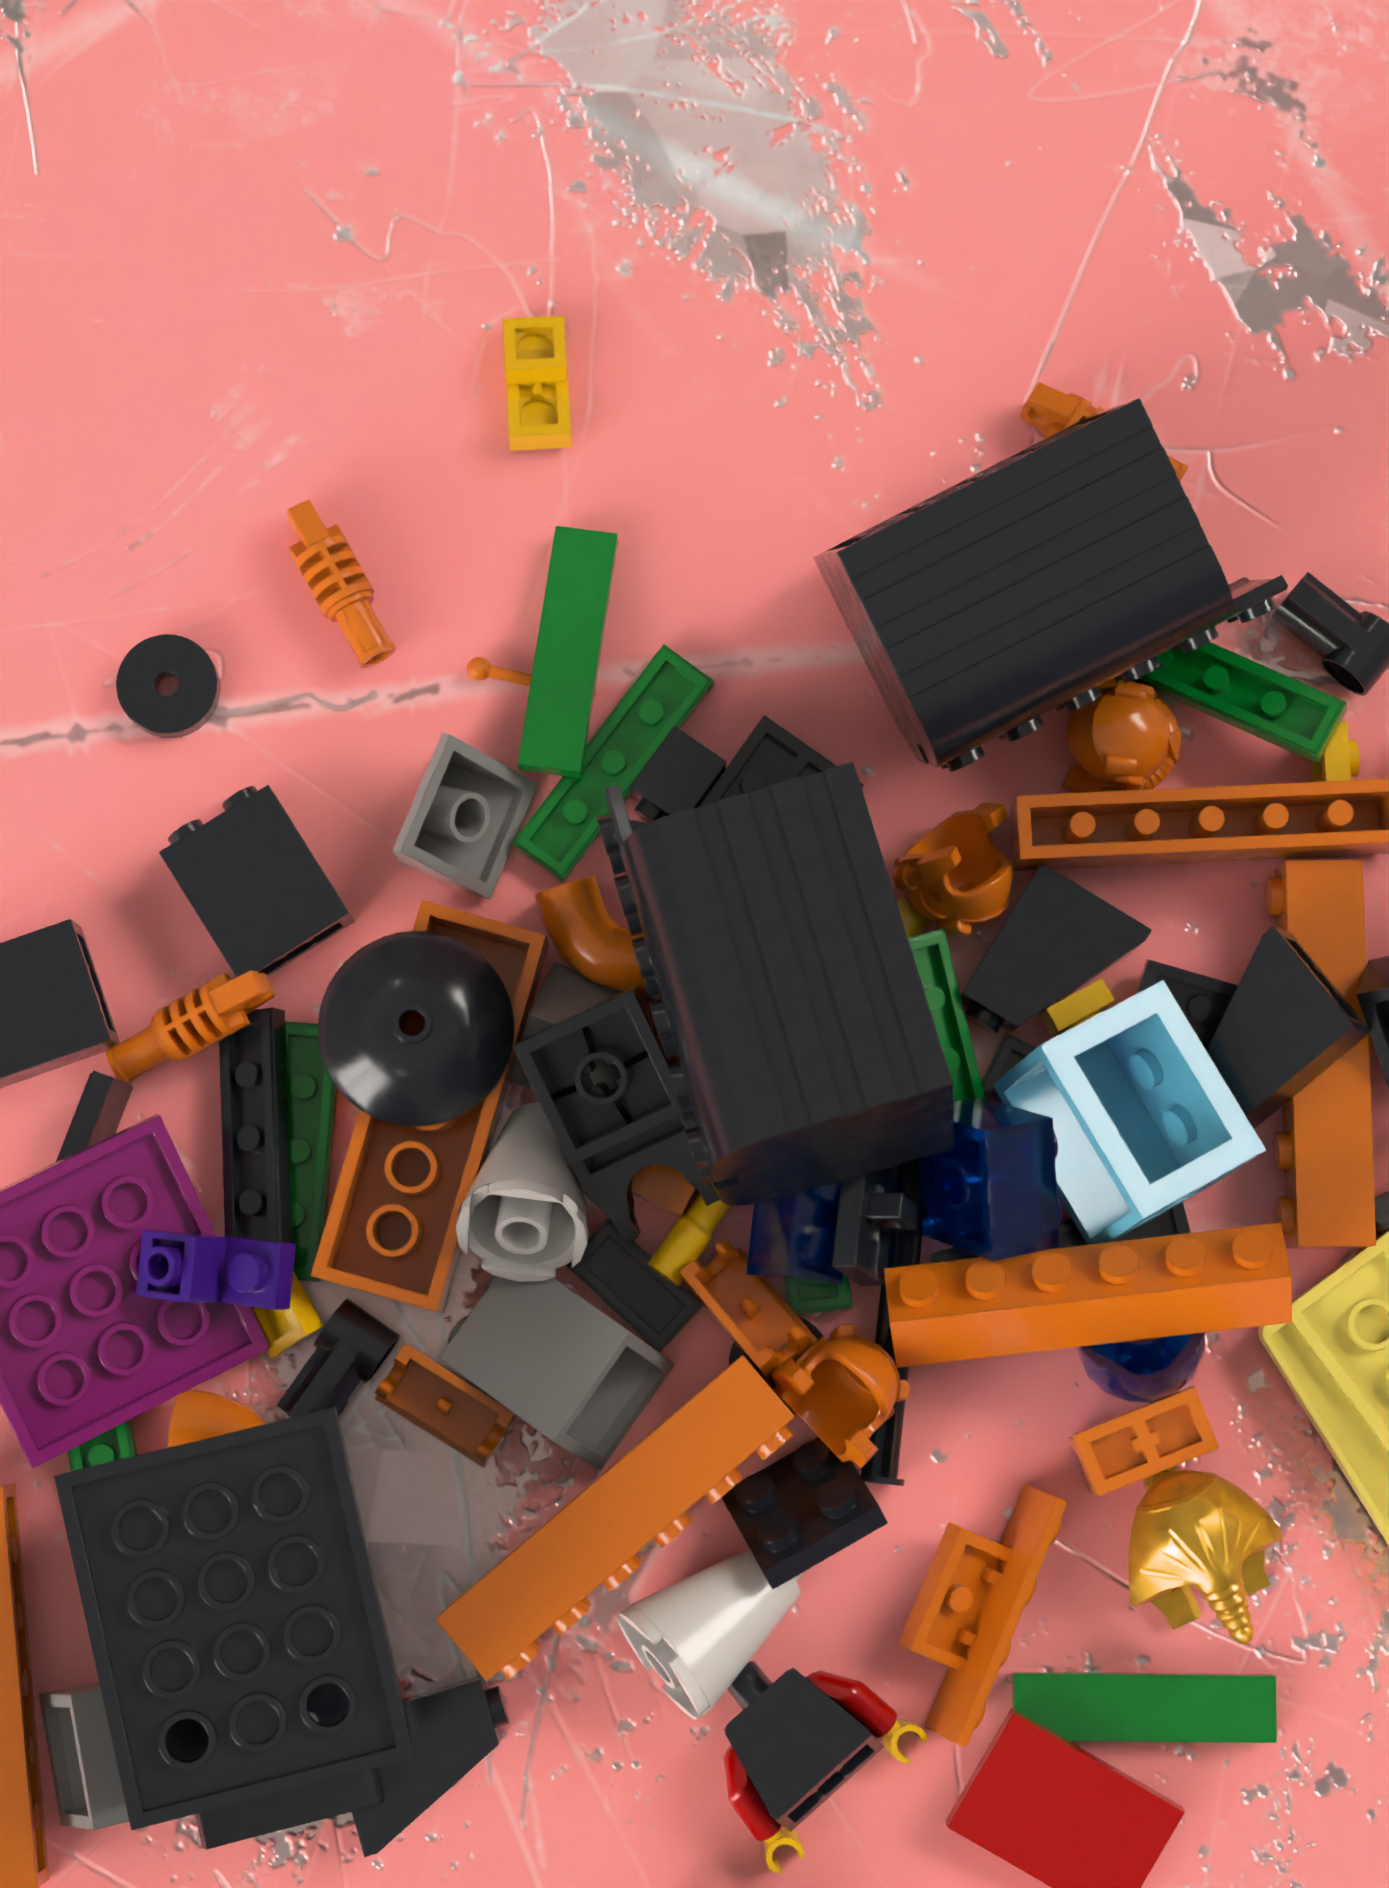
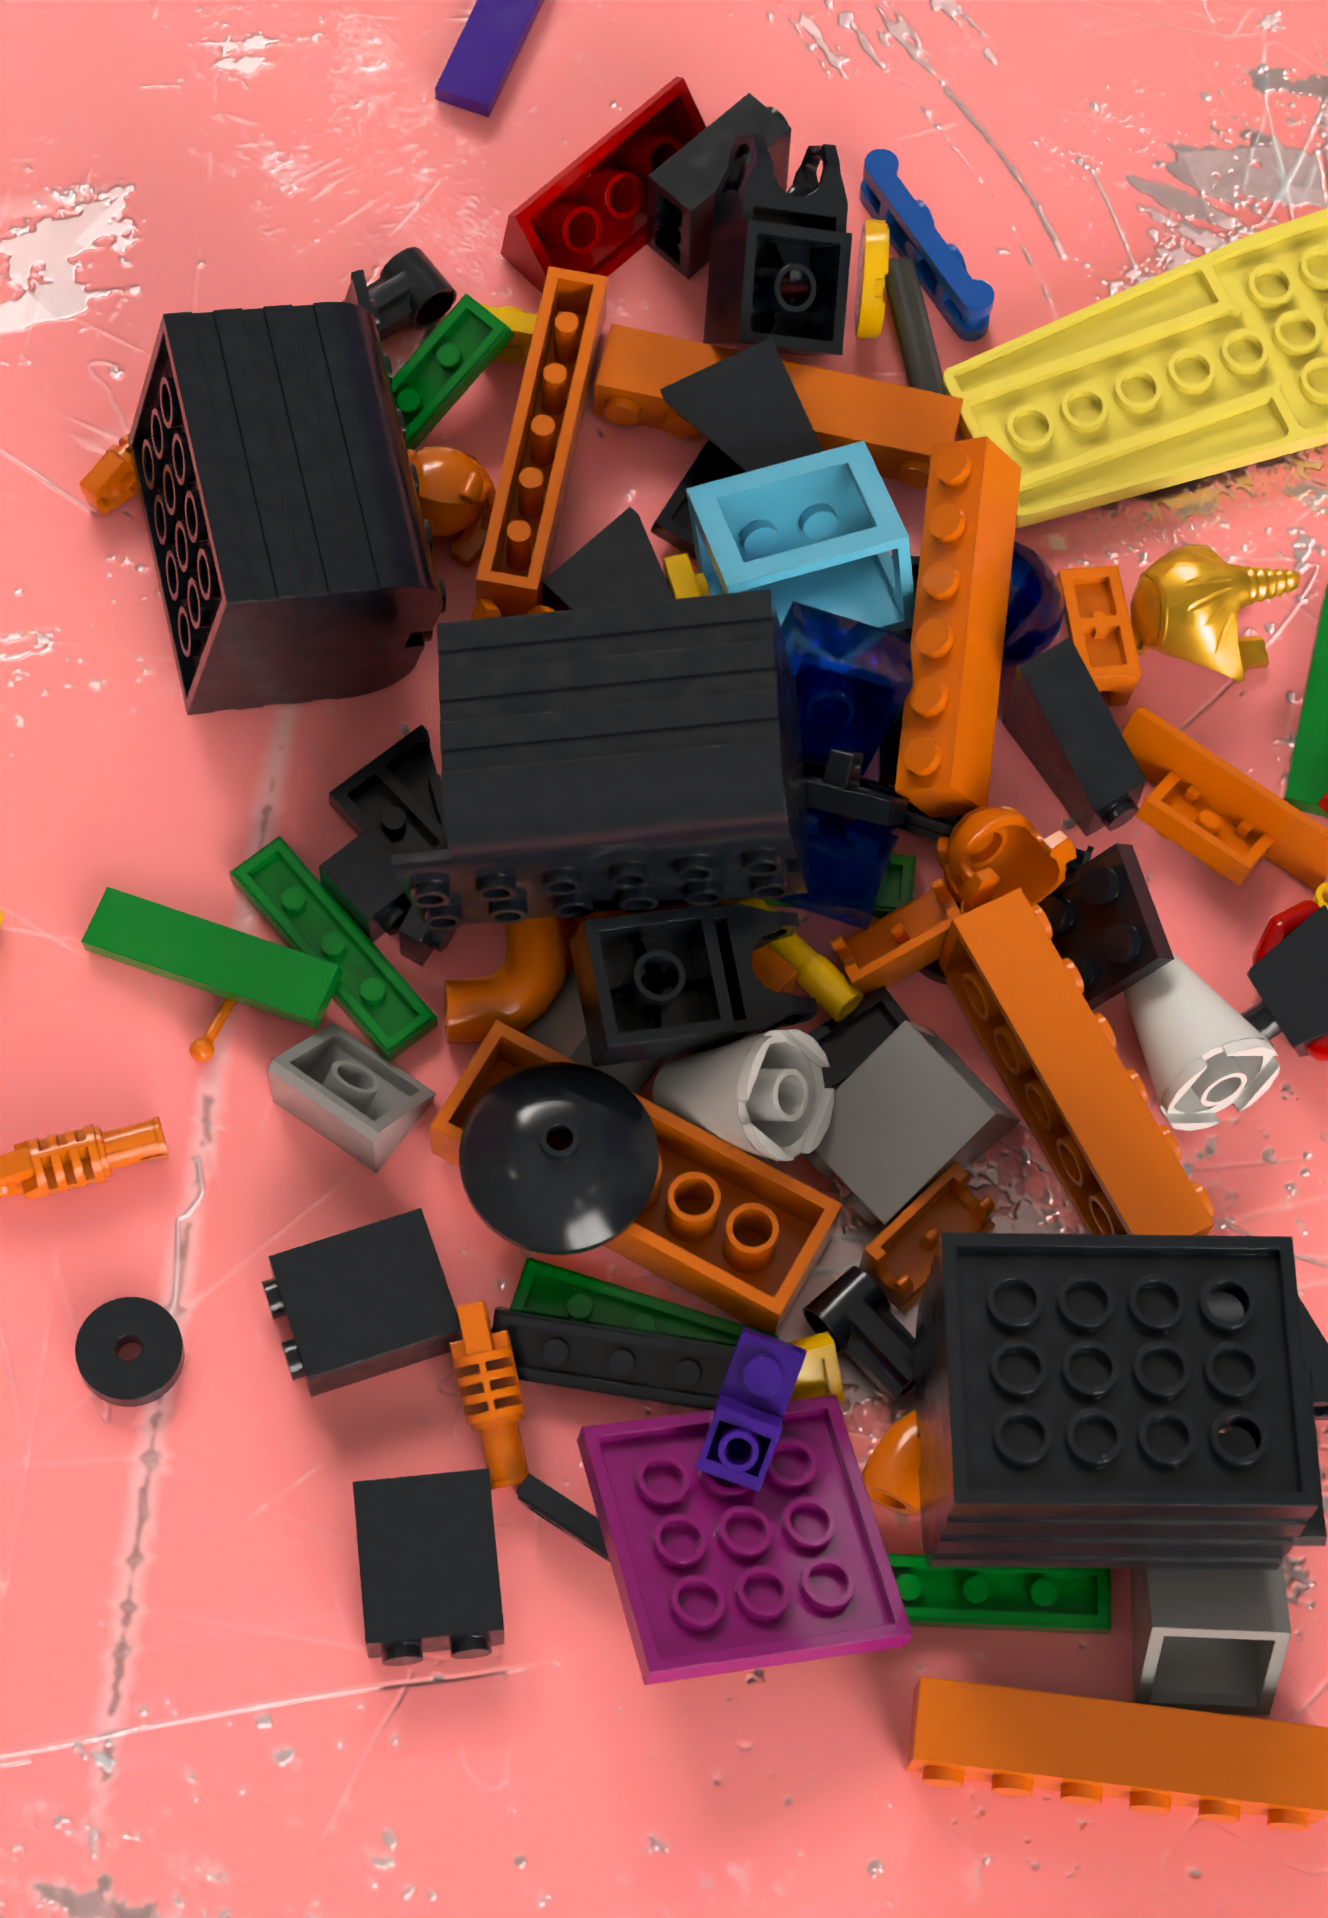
camera: 80 degrees left, 15 degrees down
(1007, 1444) = (1073, 739): none -> black slope

